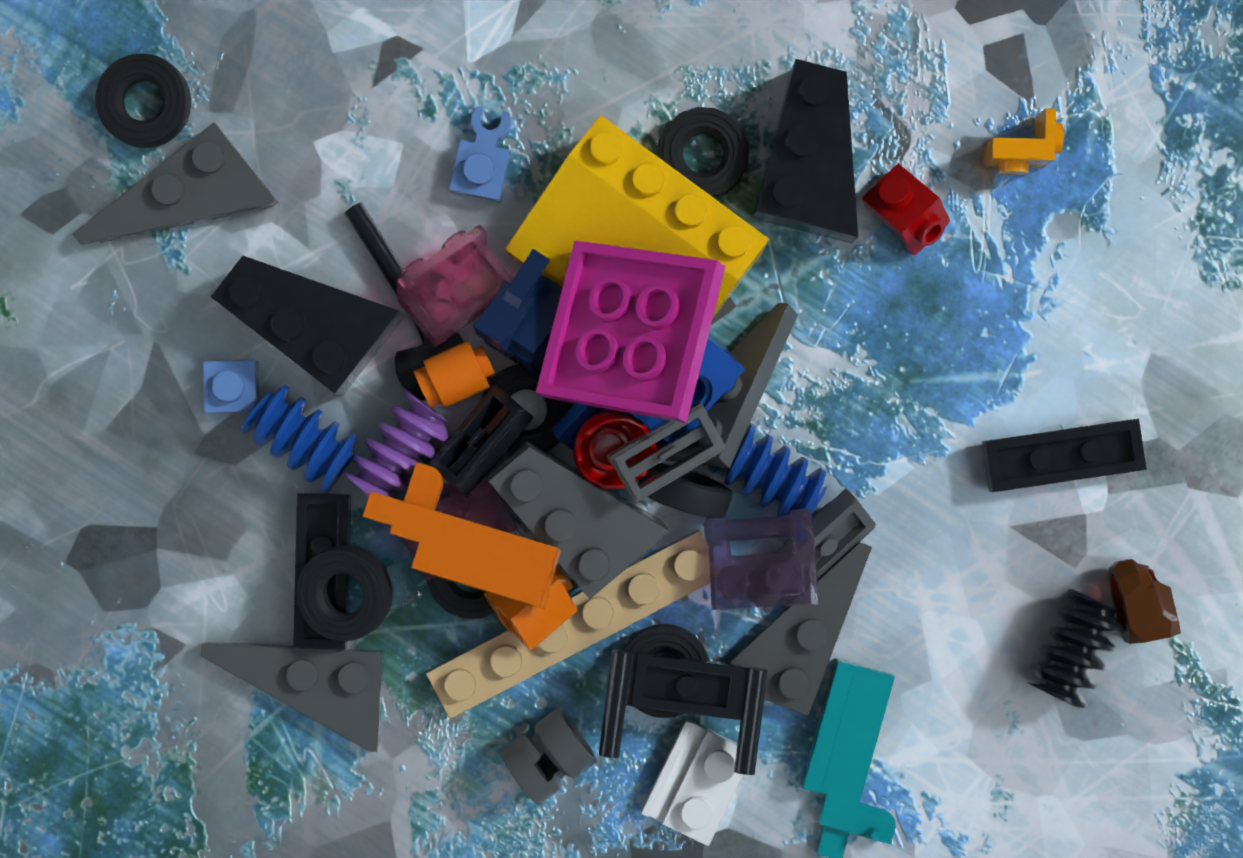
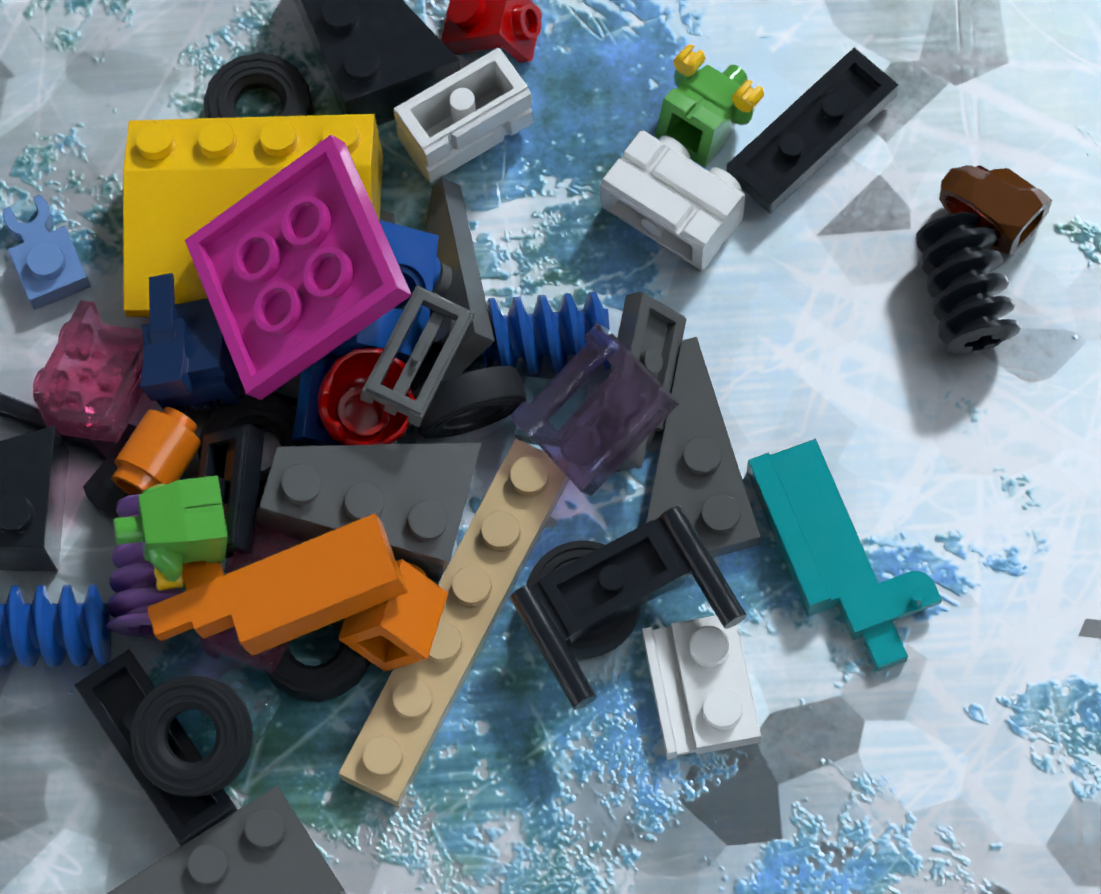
camera: 25 degrees left, 20 degrees down
(423, 456) = (176, 527): none -> bright green piece
(562, 743) = (532, 736): dark grey wheel -> none
(834, 275) = (464, 115): none -> white brick
(932, 438) = (673, 198): none -> white brick
(1006, 386) = (706, 105): none -> bright green piece

